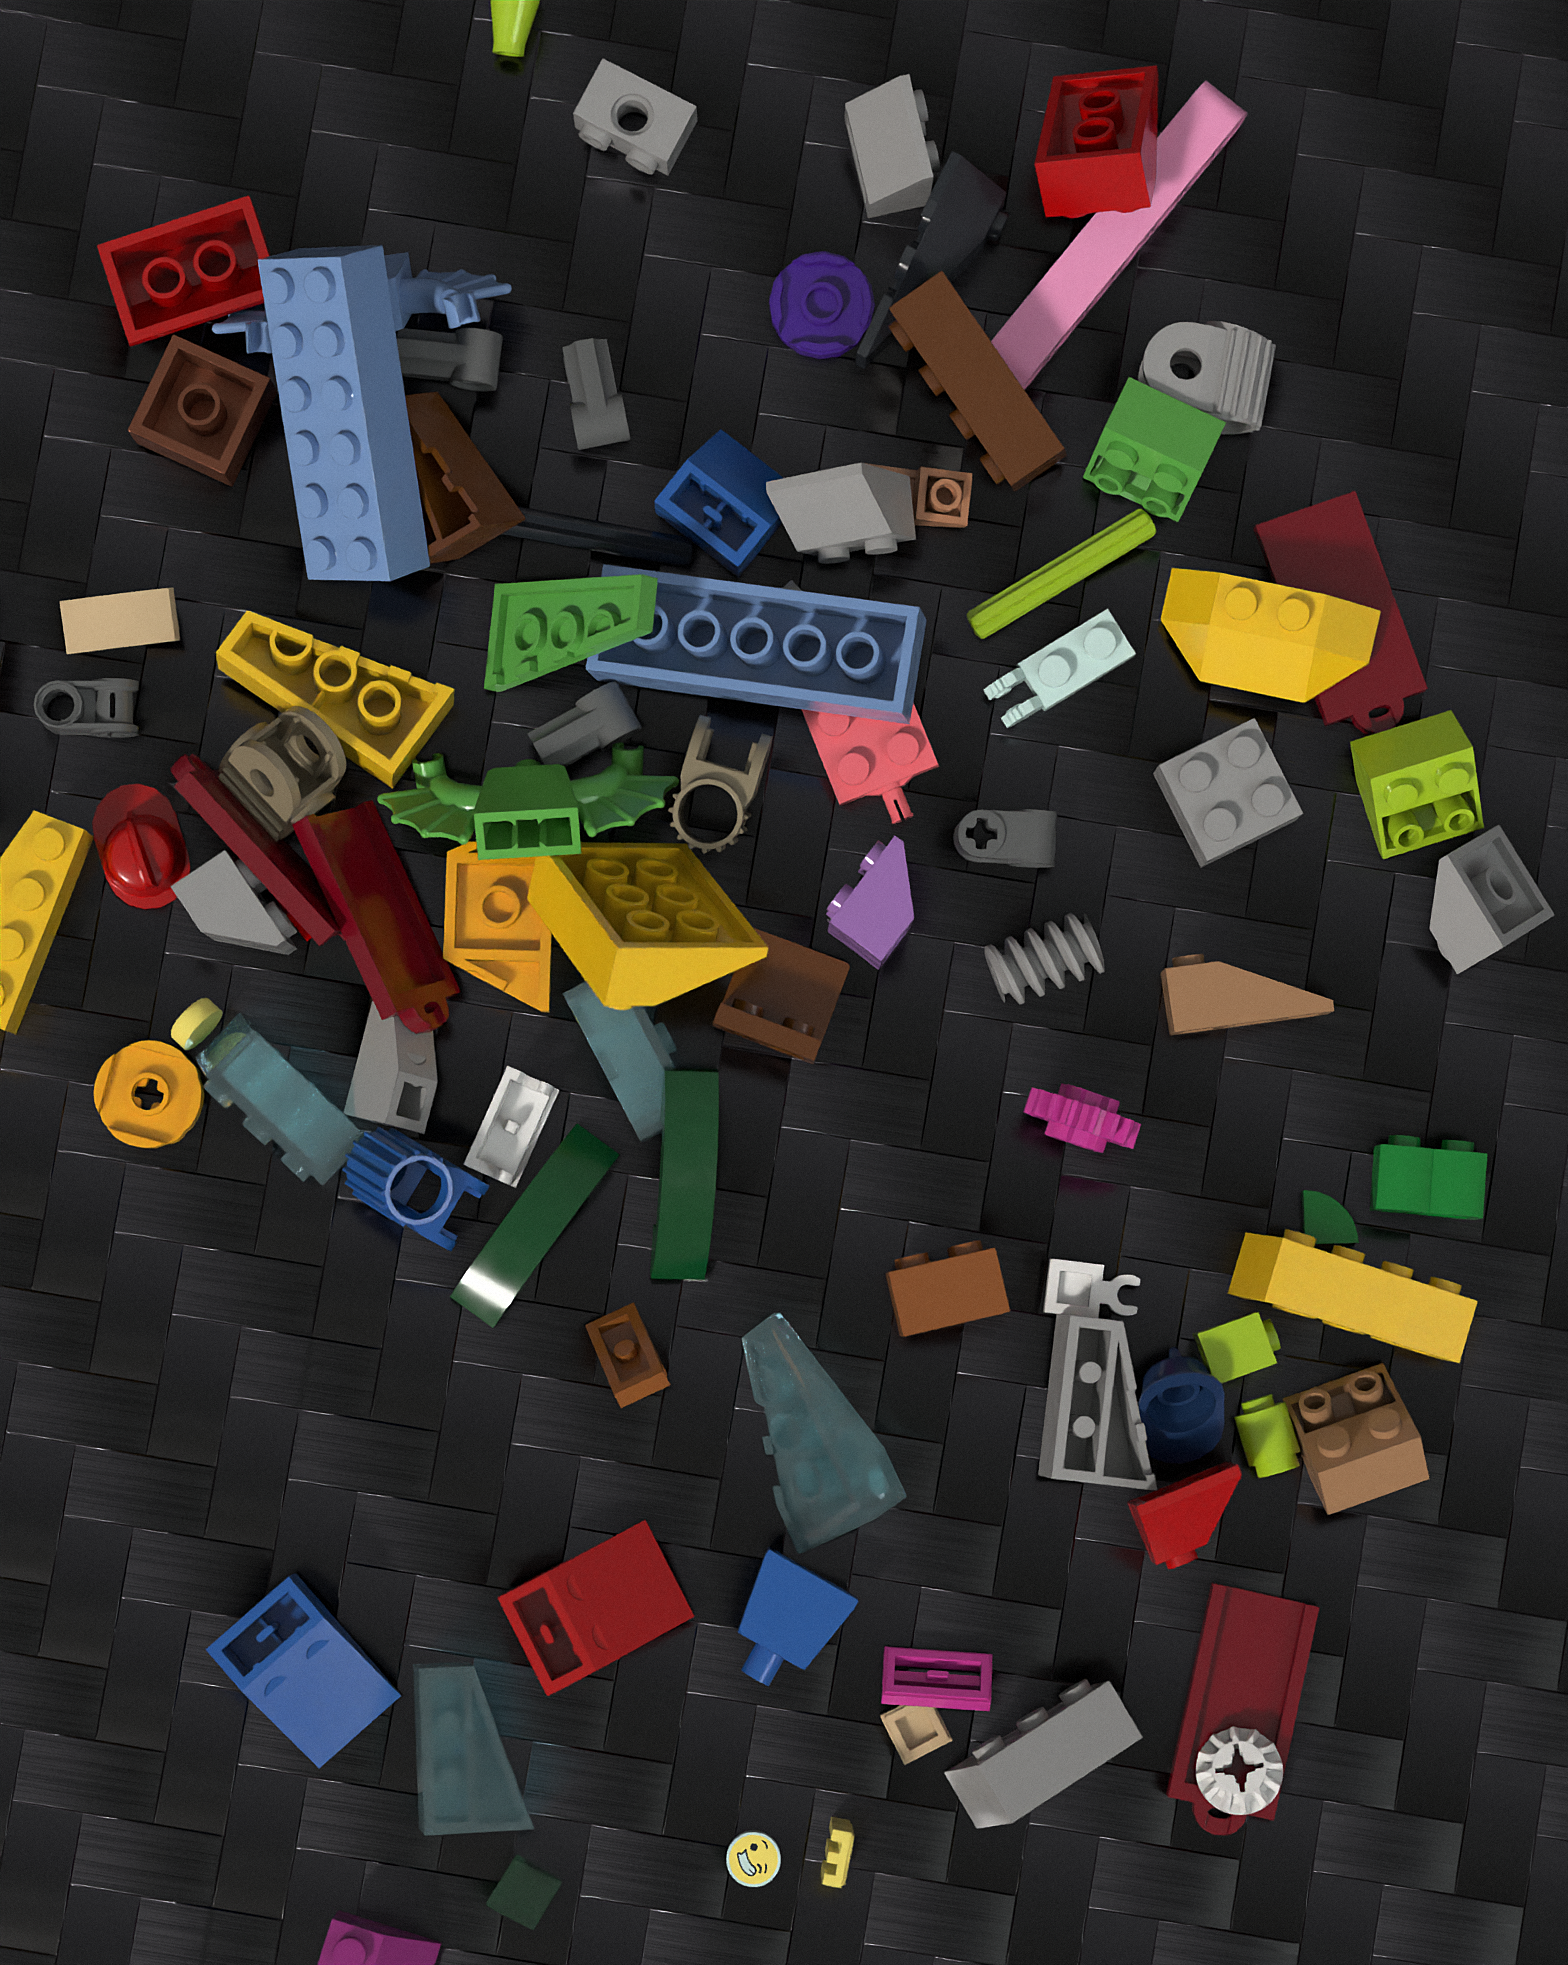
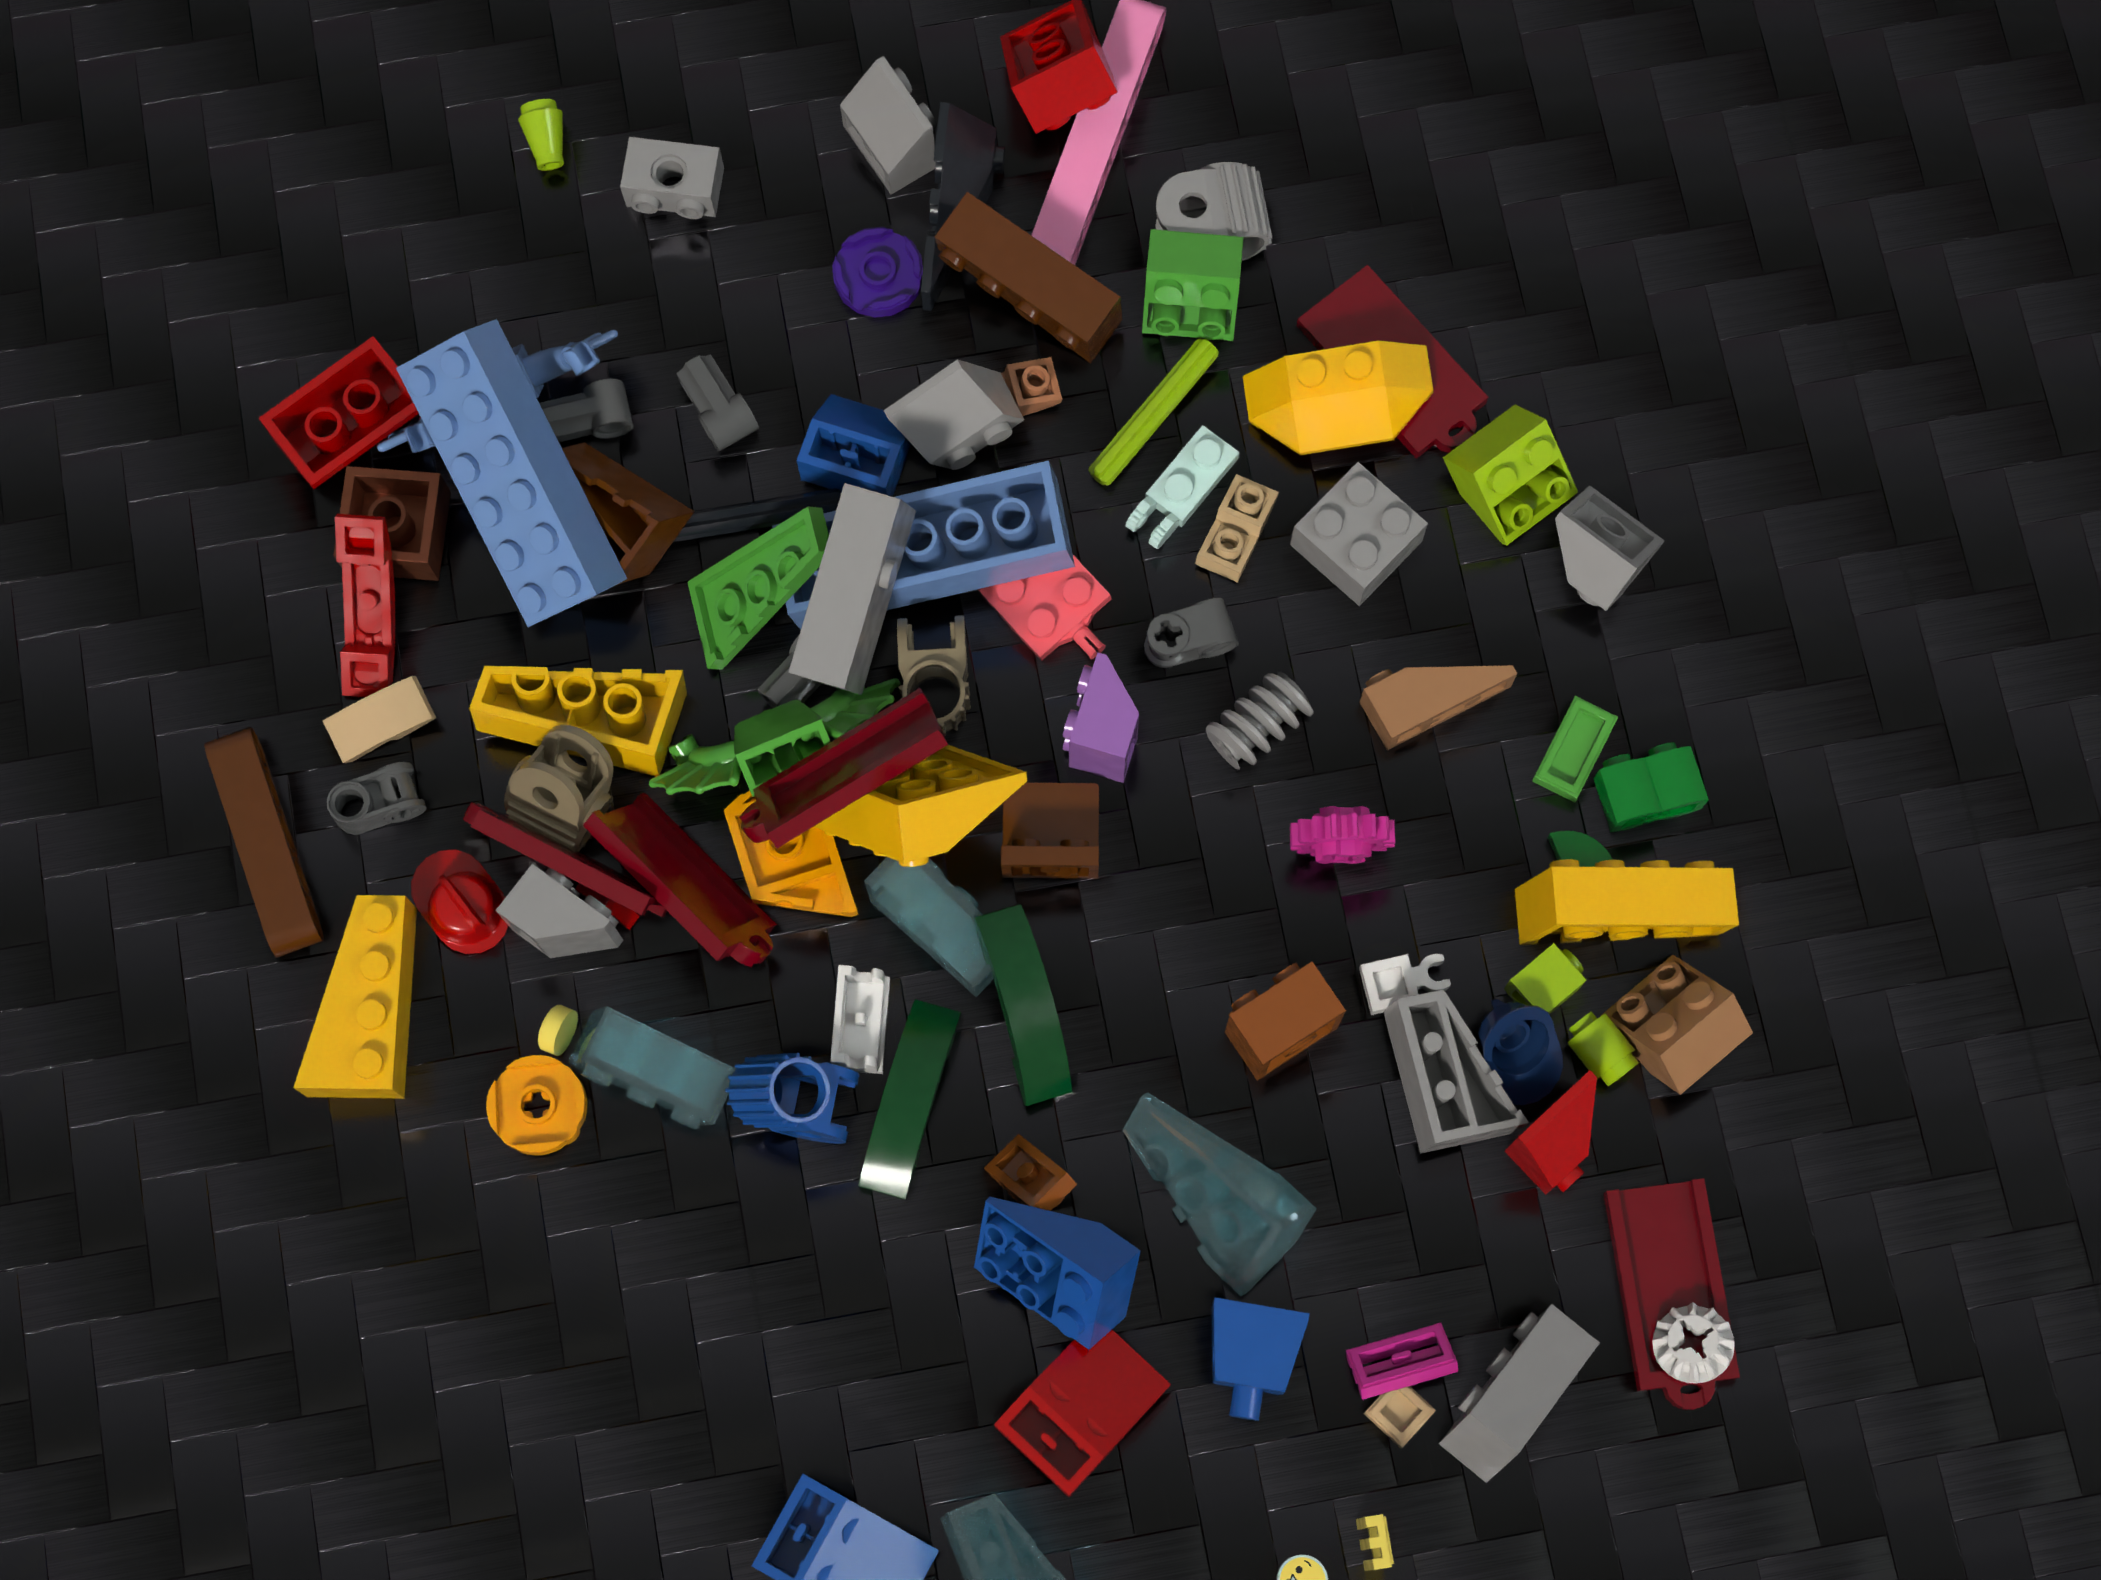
camera: 15 degrees left, 10 degrees down
(146, 497) = (367, 602): none -> red slope
(393, 1075) = (742, 1010): light grey slope -> none
(581, 875) = (844, 771): none -> dark red piece
(621, 1461) = (1058, 1266): none -> blue slope
(658, 680) = (852, 589): none -> light grey brick
(1101, 736) = (1236, 528): none -> tan slope
(1367, 1107) = (1575, 749): none -> bright green tile

